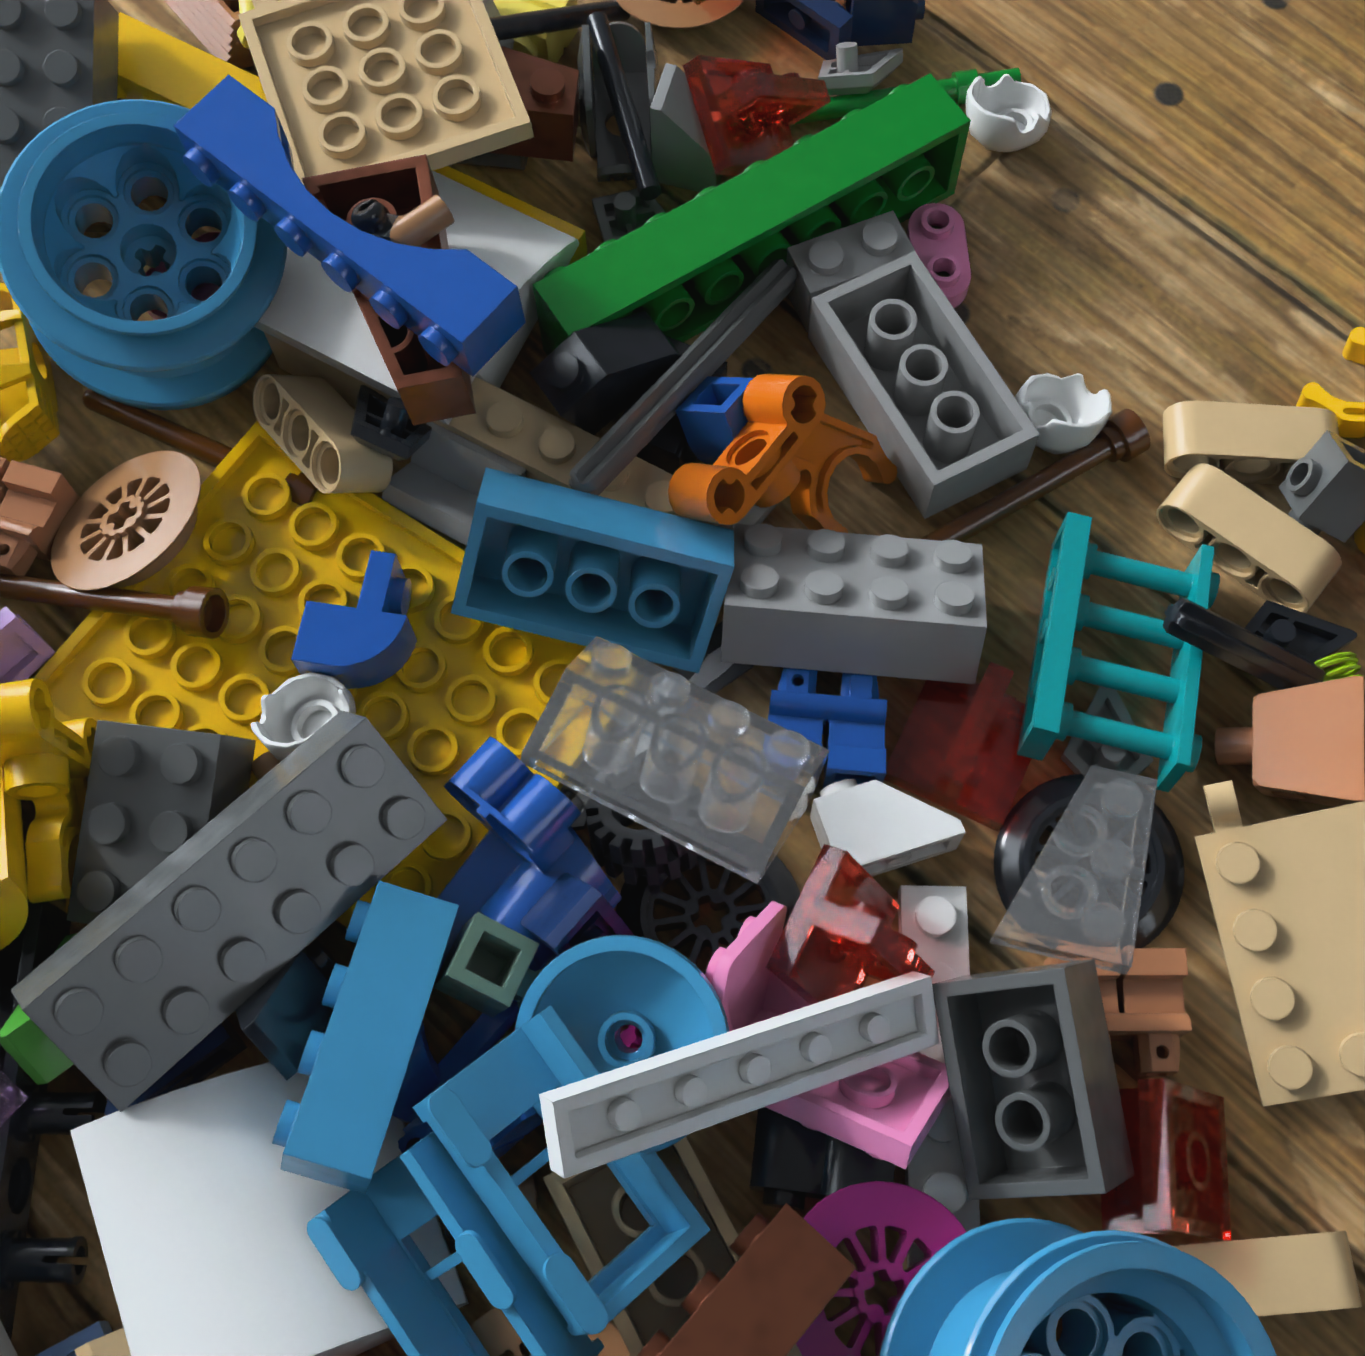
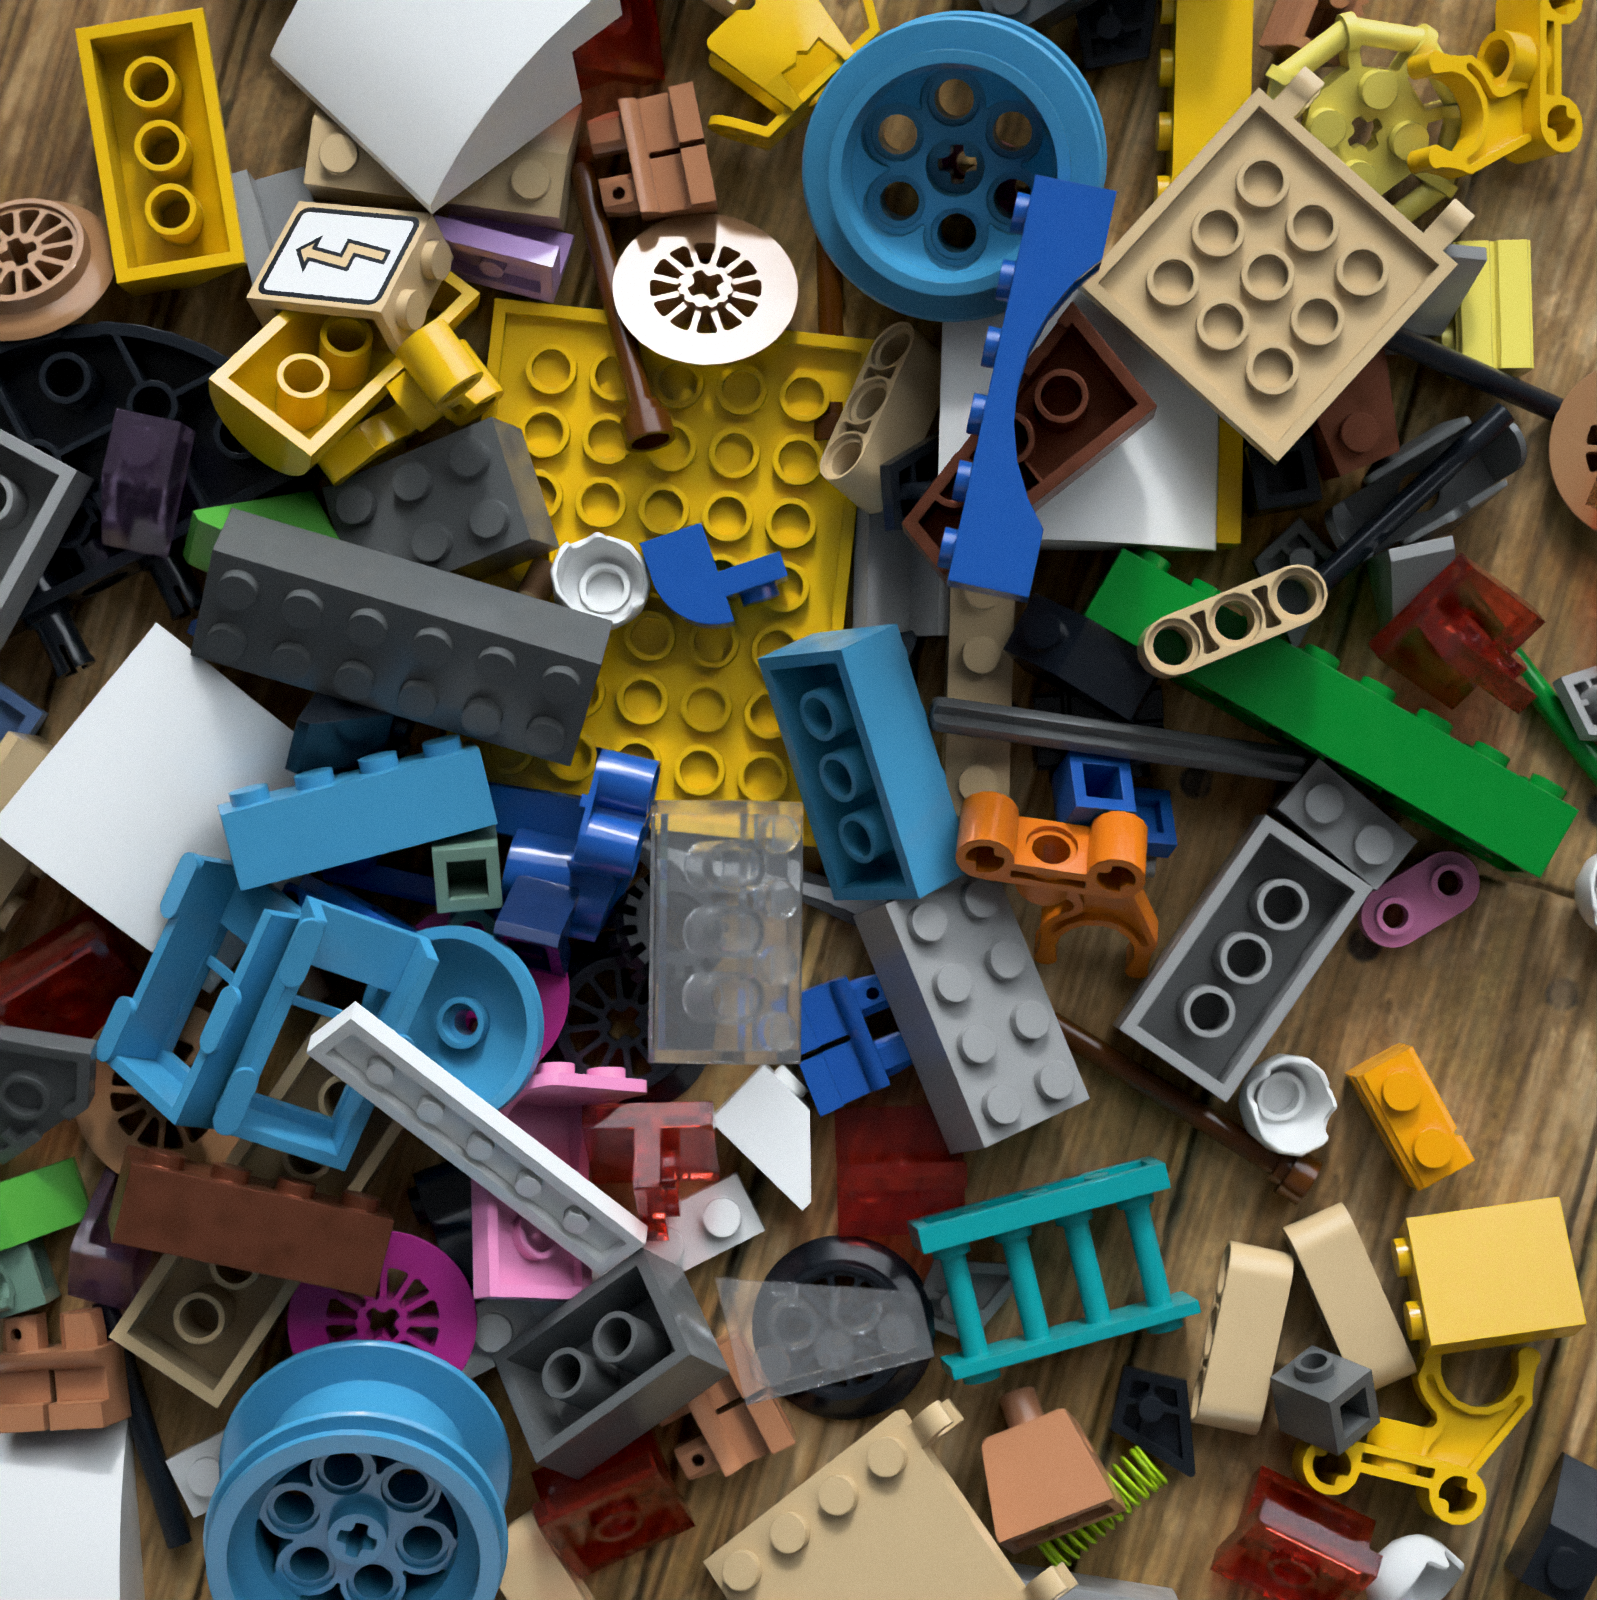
camera: 60 degrees right, 20 degrees up
(411, 229) = (1053, 435): medium nougat arm -> none
(552, 179) = (1283, 486): none -> black brick
(638, 221) = (1258, 603): none -> tan beam
(1115, 328) = (1409, 1116): none -> light orange brick
(1239, 646) = (1101, 1382): black axle -> none
(1280, 326) = (1488, 1277): none -> yellow brick

